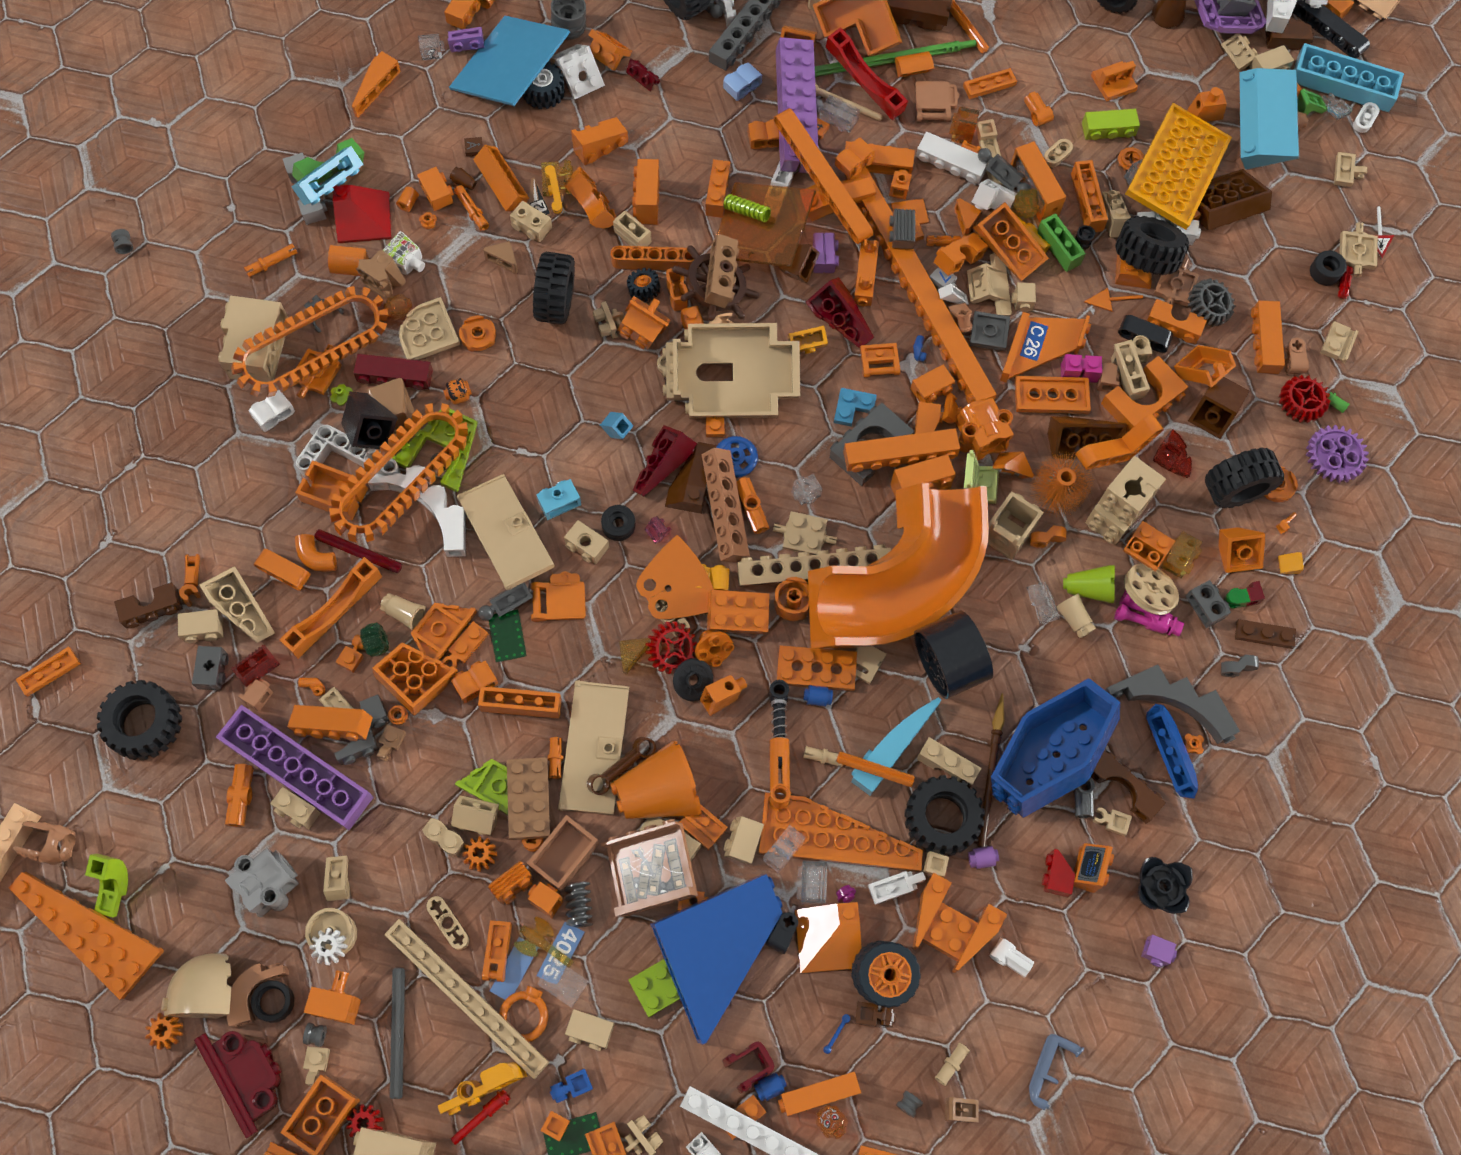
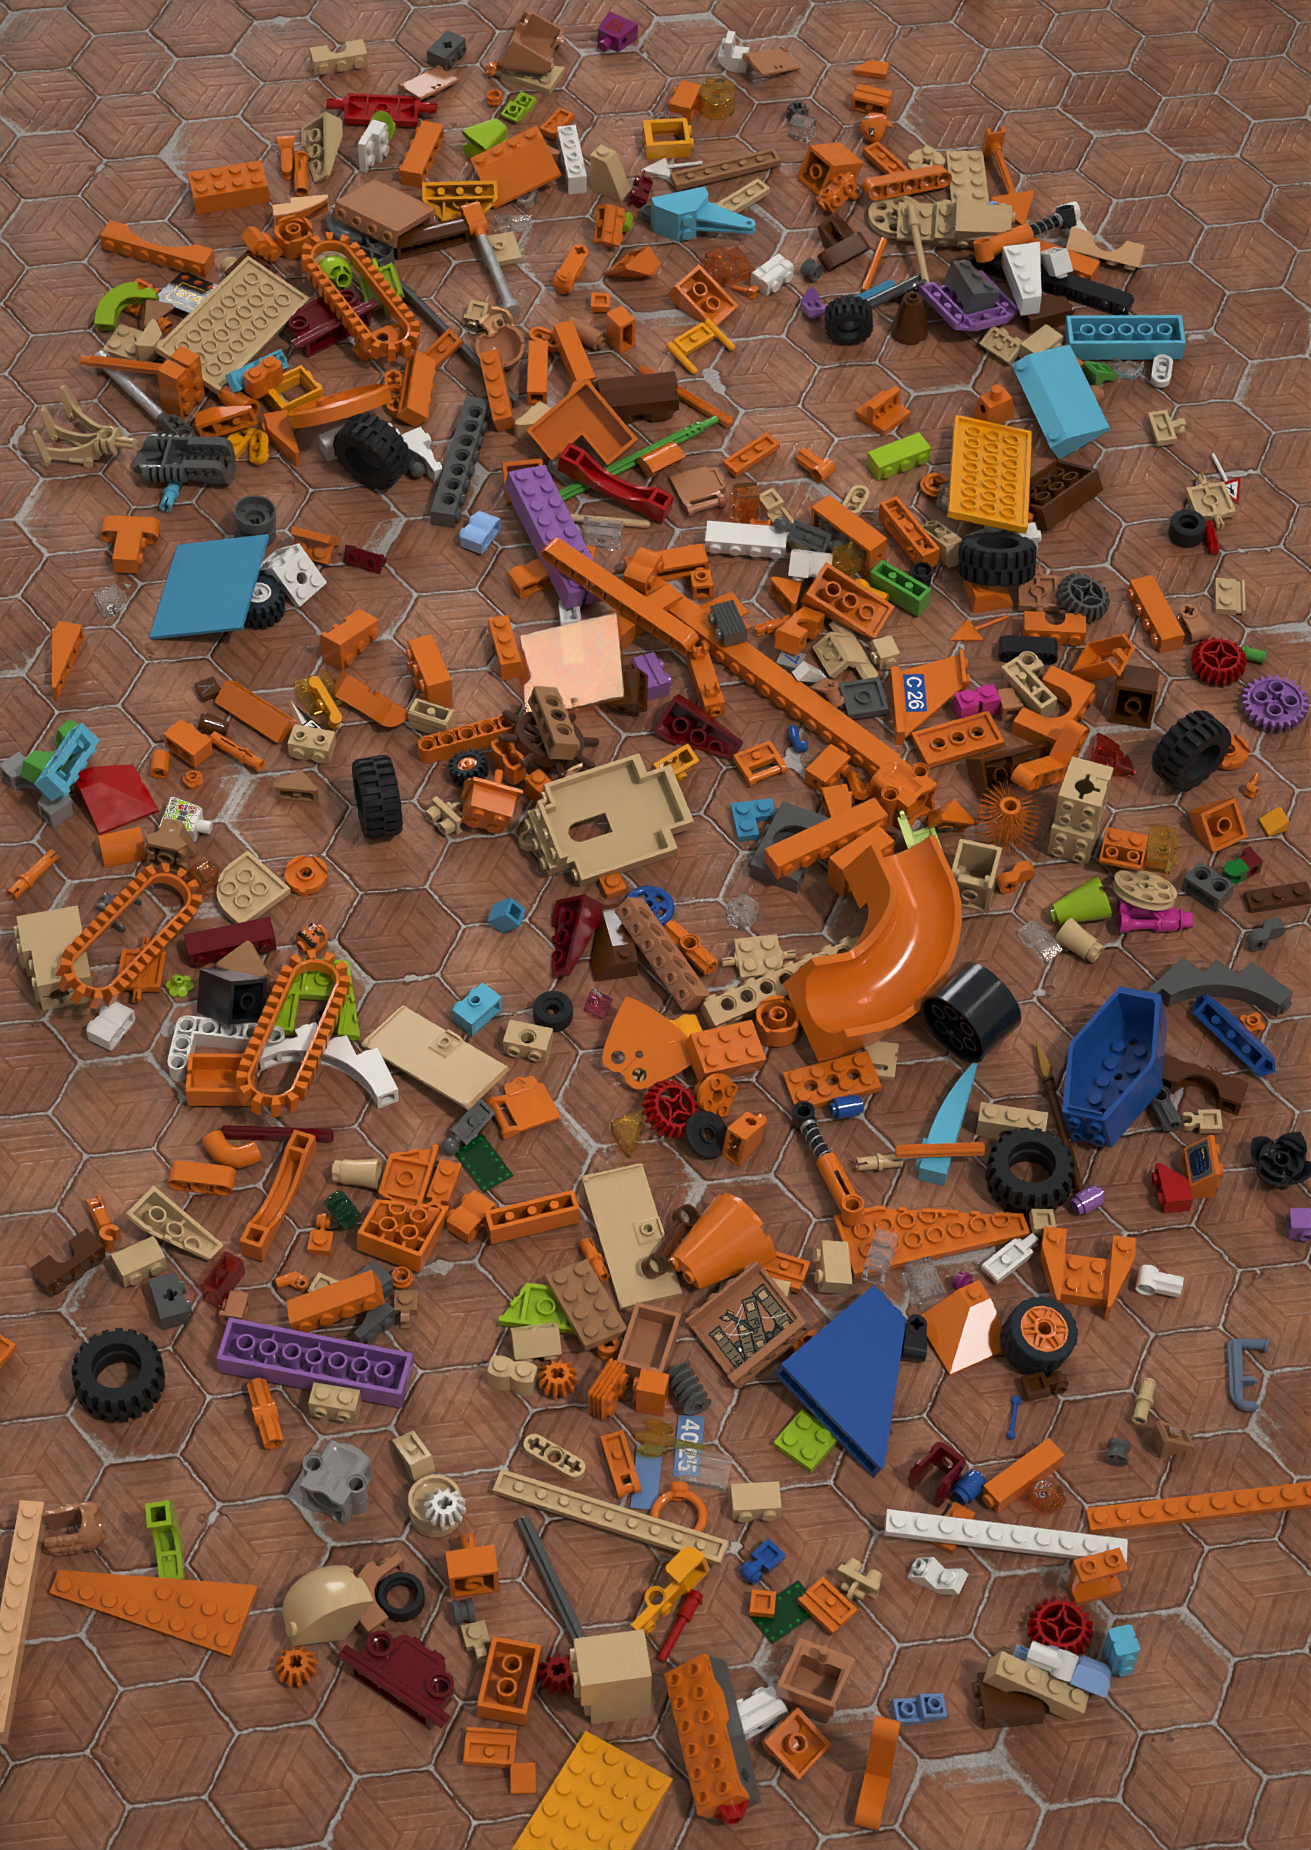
camera: 20 degrees left, 15 degrees down
(466, 39) = (147, 581): medium lavender bracket -> none
(747, 208) = (548, 655): lime piece -> none

